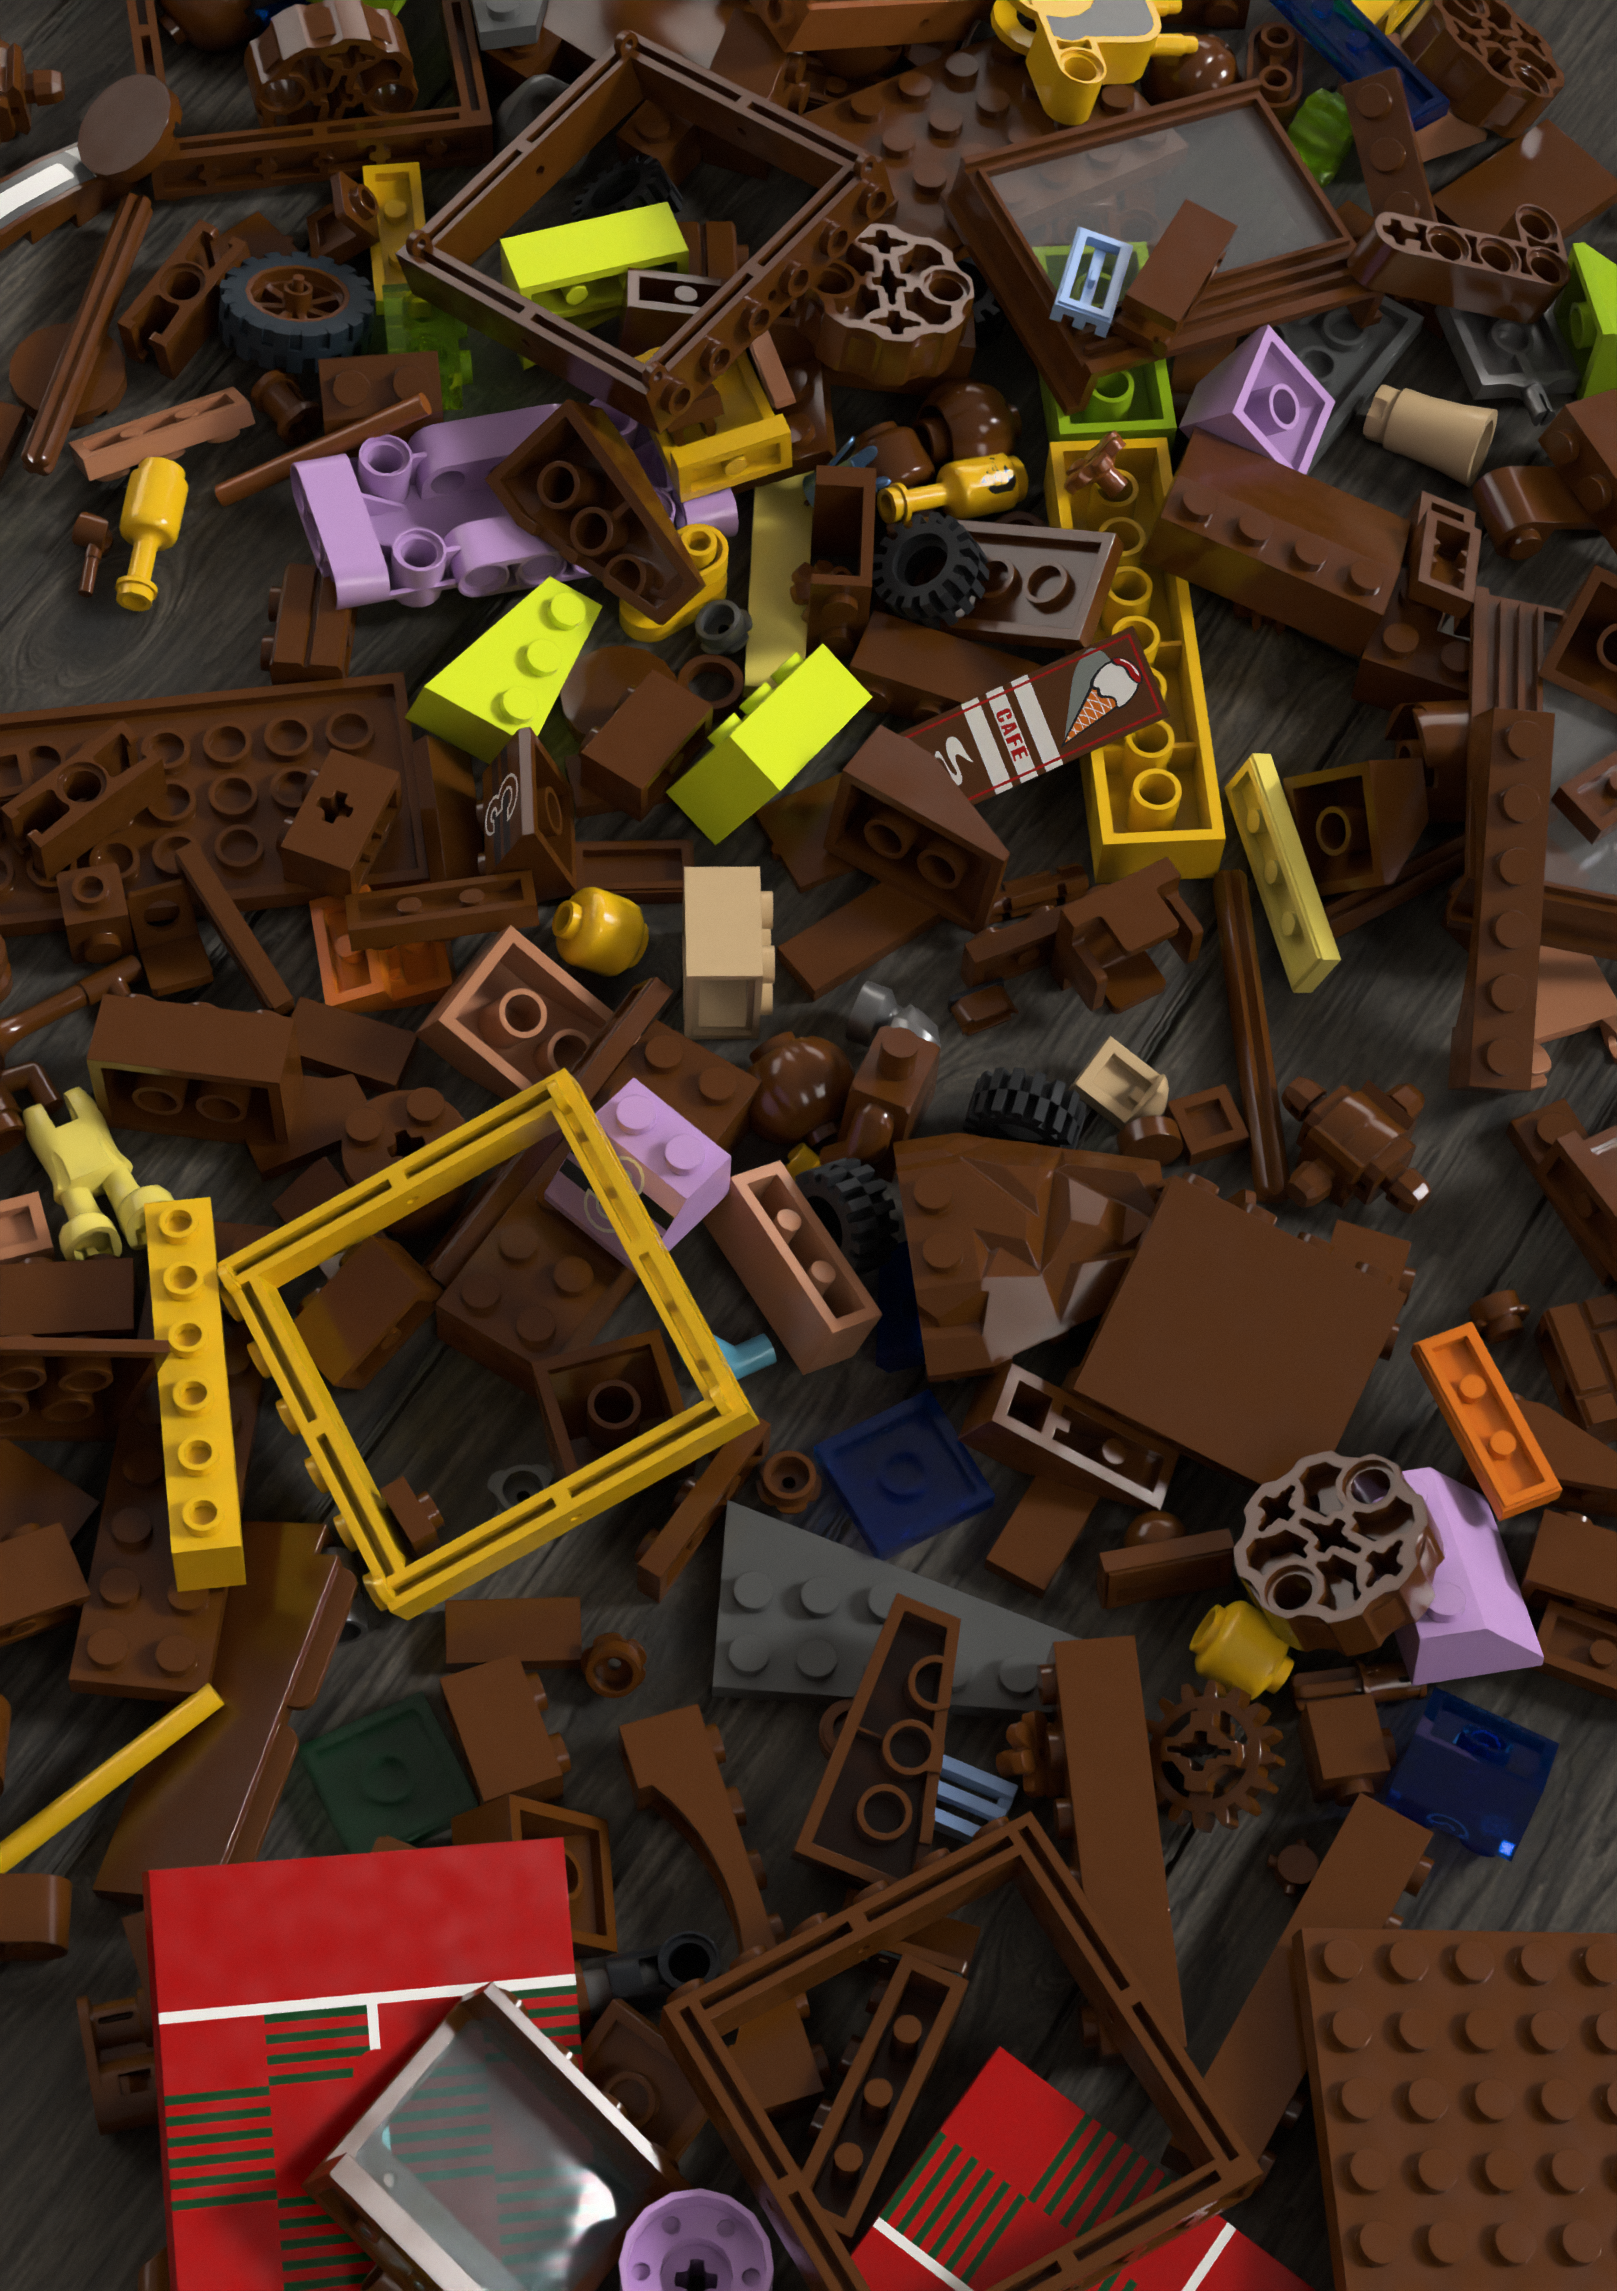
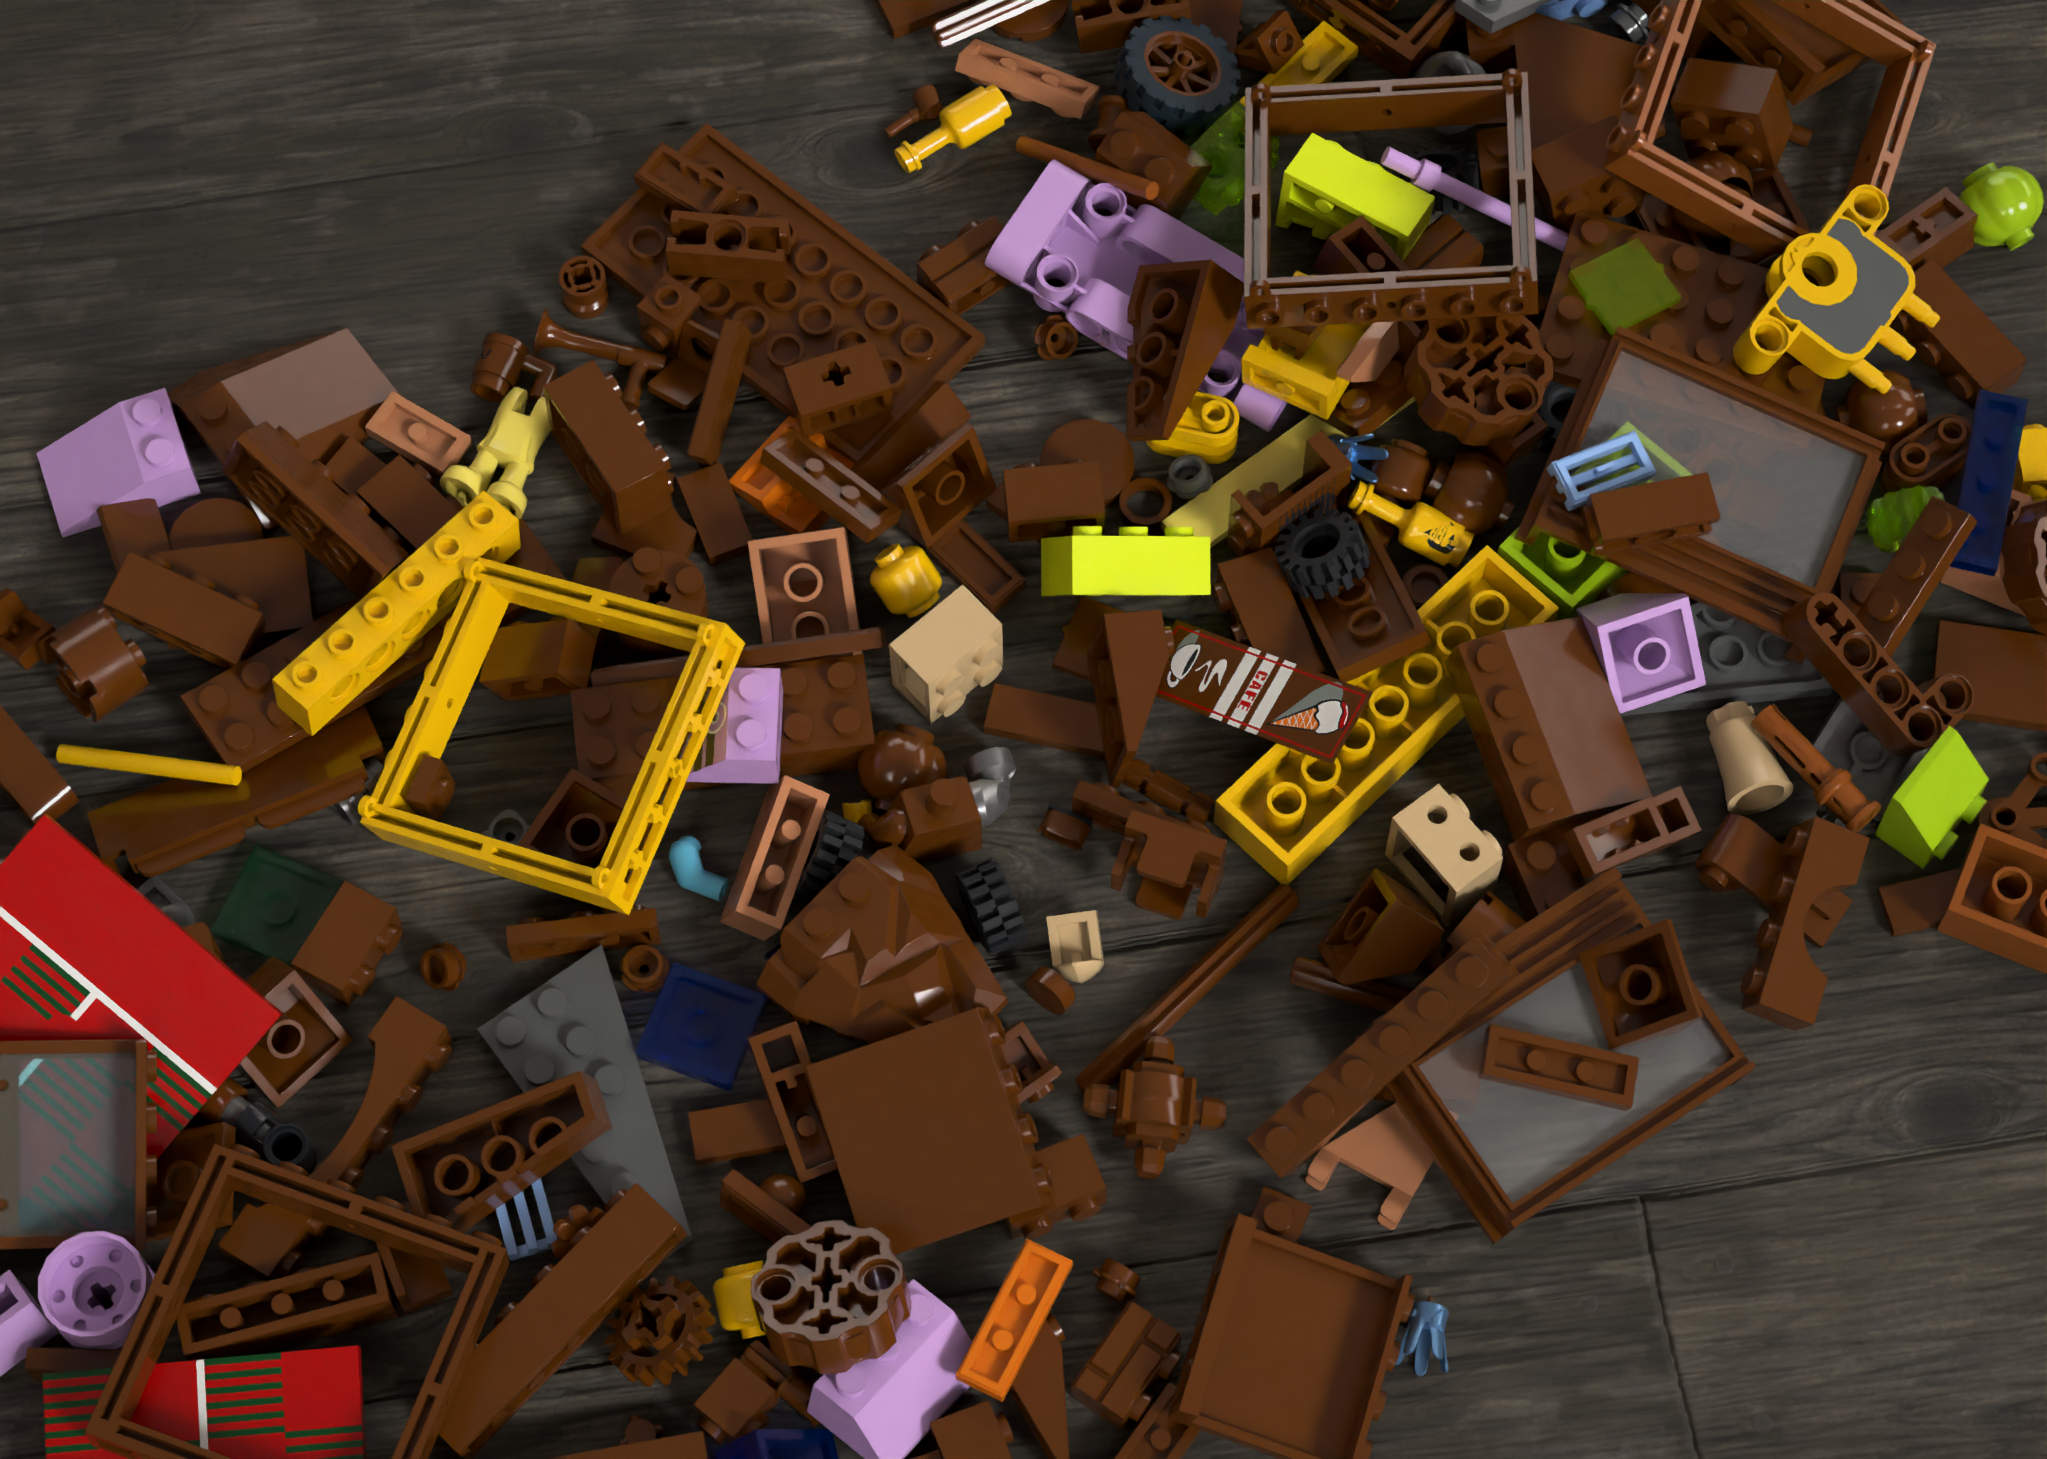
camera: 55 degrees right, 5 degrees up
(463, 620) = (1064, 342): none -> reddish brown plate
(508, 673) = (1034, 392): neon yellow wedge -> none
(538, 1629) = (421, 899): reddish brown tile -> none
(645, 189) = (1429, 176): none -> lavender bar
(908, 138) = (1624, 286): none -> clear neon green piece
(1098, 467) = (1484, 586): dark orange plant -> none
(1208, 1124) = (1100, 1014): reddish brown tile -> none
(1282, 873) = (1315, 920): light yellow tile -> none
(1323, 694) = (1453, 848): none -> tan piece
(1533, 381) = (1829, 785): none -> dark orange pin

